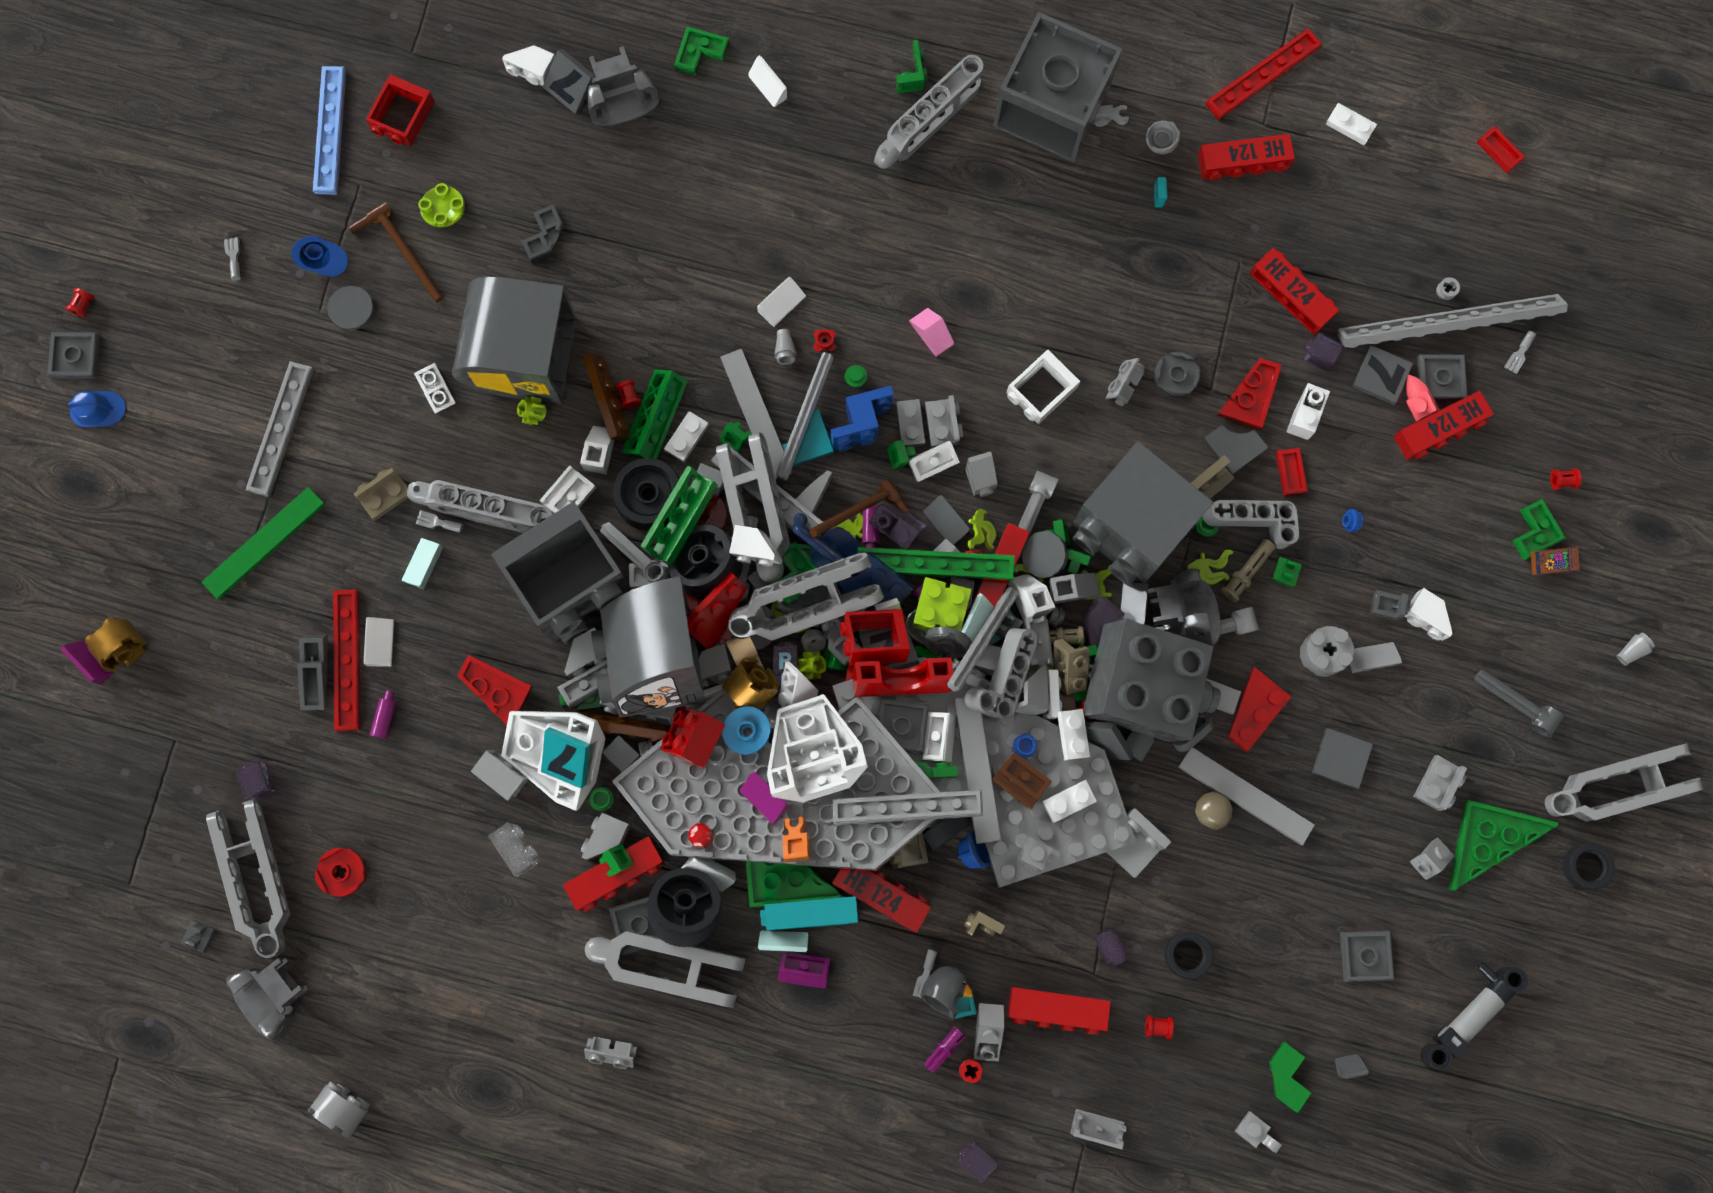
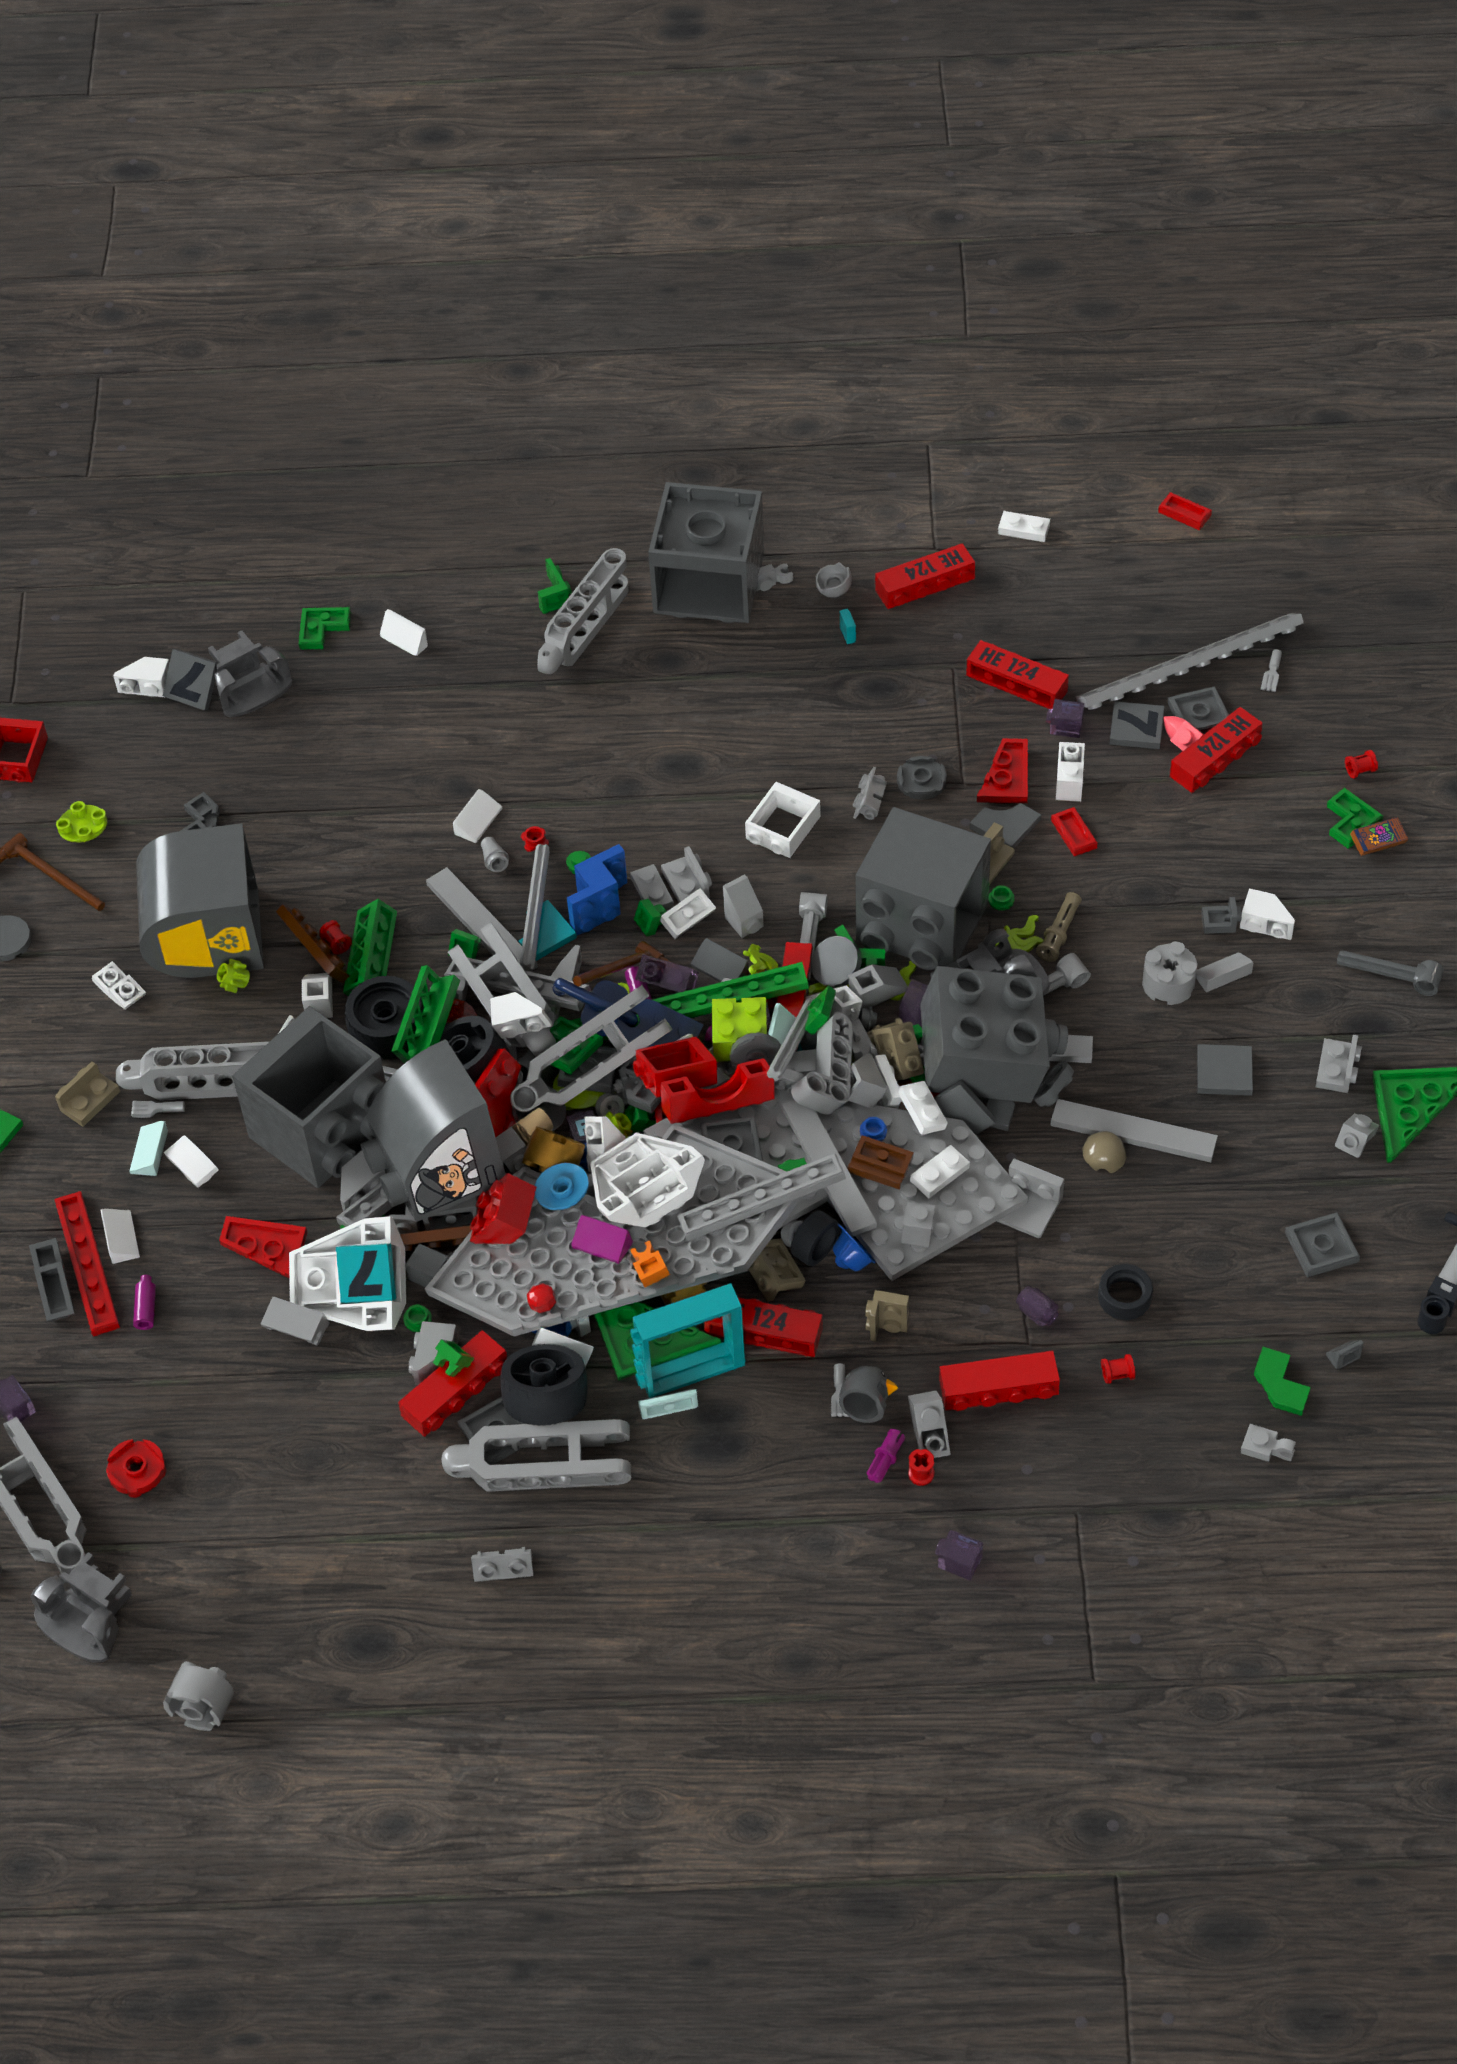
camera: 10 degrees left, 25 degrees down
(452, 588) = (191, 1161): none -> white slope
(514, 849) = (331, 1388): clear brick -> none
(686, 436) = (411, 958): white plate -> none
(803, 969) = (699, 1425): magenta slope -> none
(932, 331) = (649, 802): bright pink slope -> none
(939, 737) = (776, 1141): white slope -> none
(965, 1007) = (895, 1410): teal tile -> none
(1015, 613) = (820, 1010): none -> green plate
(1098, 1128) = (1086, 1489): light grey hinge -> none
(1251, 518) = (1048, 871): light grey beam -> none
(1257, 709) = (1116, 1049): red wing -> none
(1263, 74) = (918, 508): red tile -> none
(1286, 572) = (1101, 918): green tile -> none
(1352, 520) = (1153, 854): blue plate -> none
(1440, 290) = (1176, 630): light grey bush -> none

